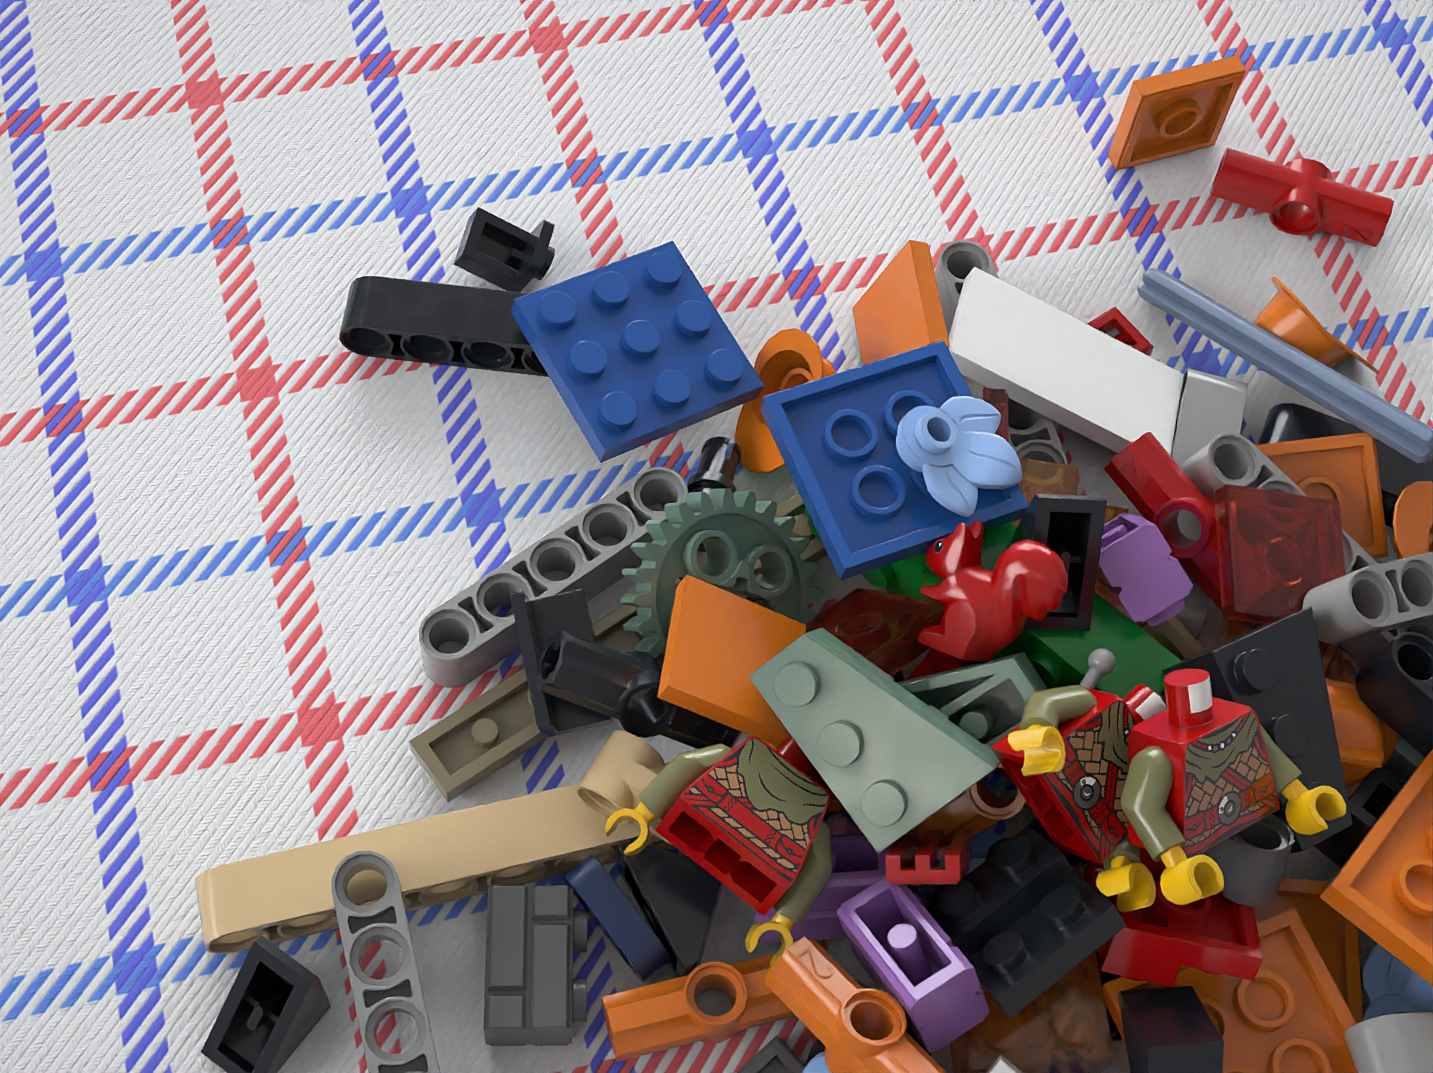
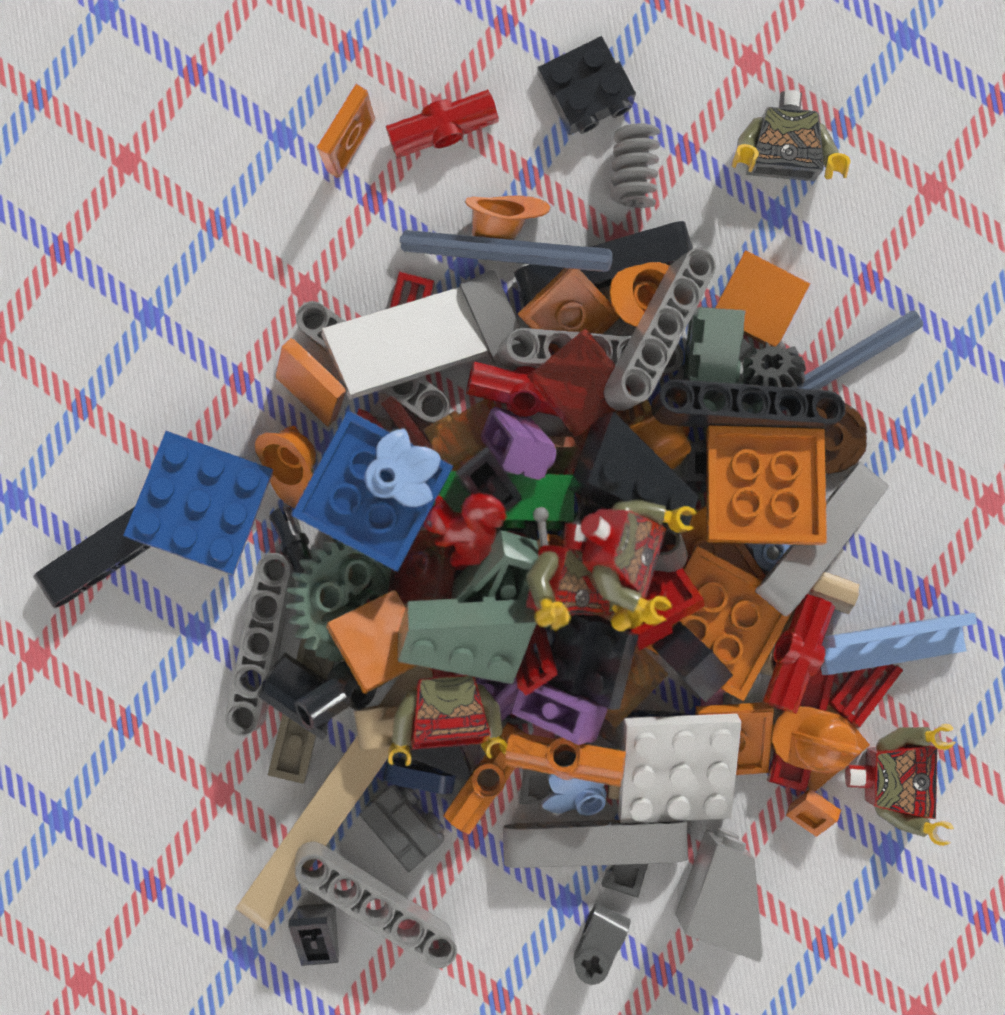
camera: 30 degrees left, 25 degrees up
(504, 251) = (87, 494): black bracket -> none

